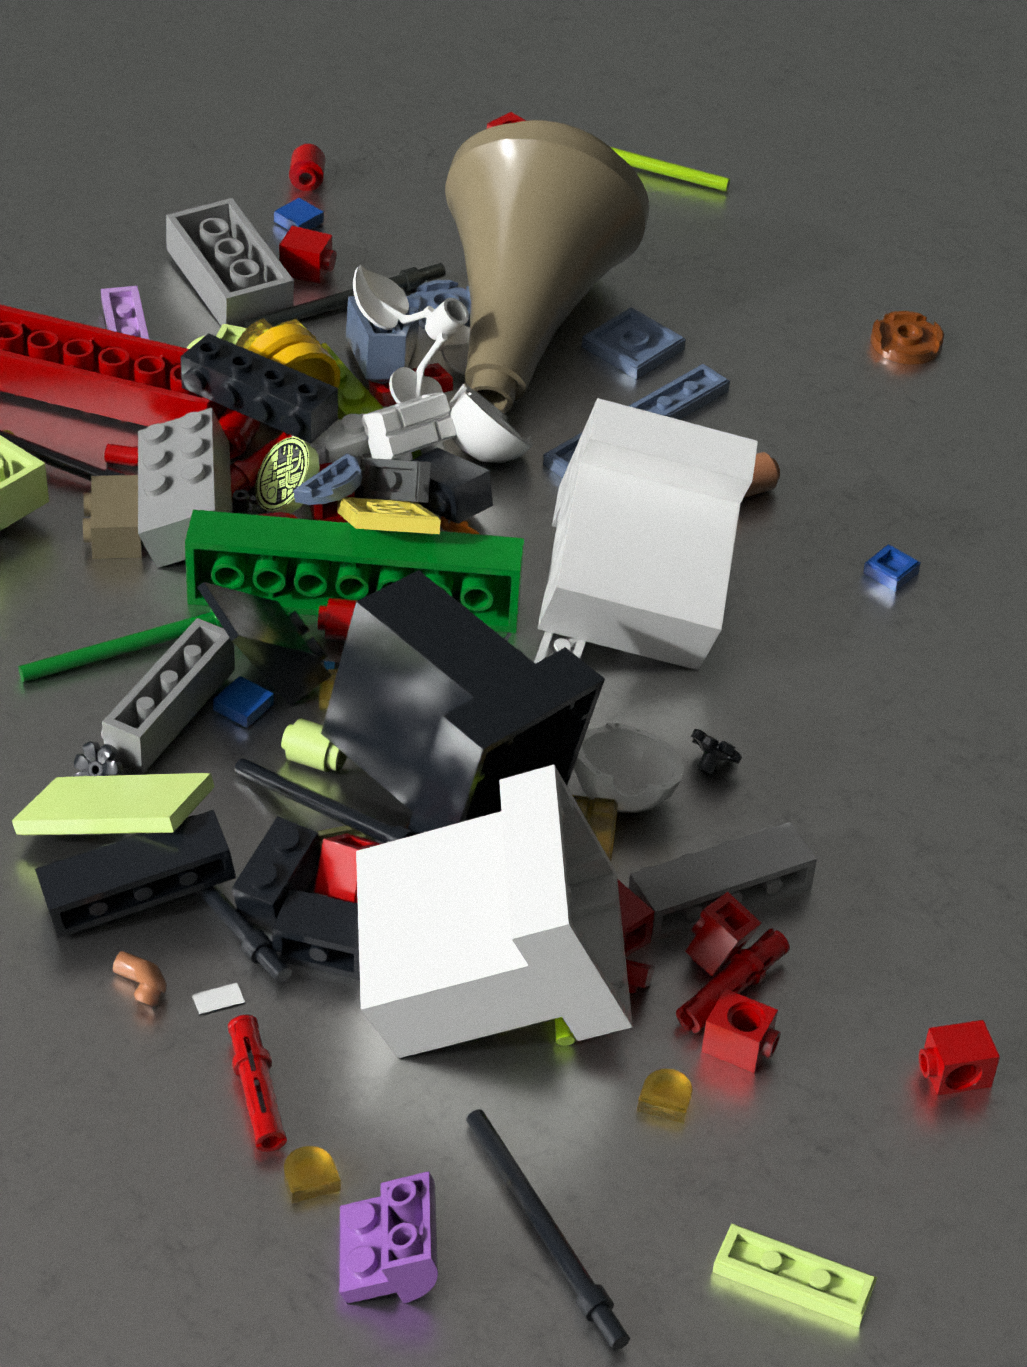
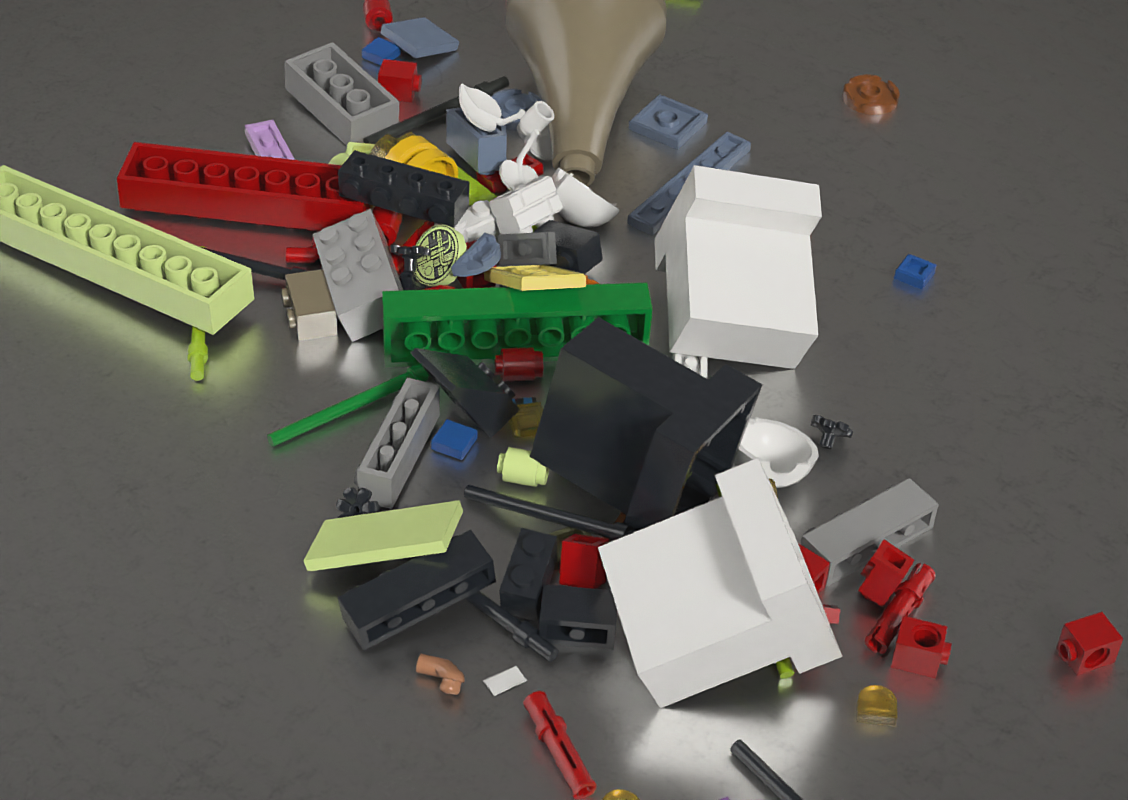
camera: 10 degrees left, 0 degrees up
(250, 470) = (410, 255): none -> black plant
(350, 203) = (419, 37): none -> sand blue tile

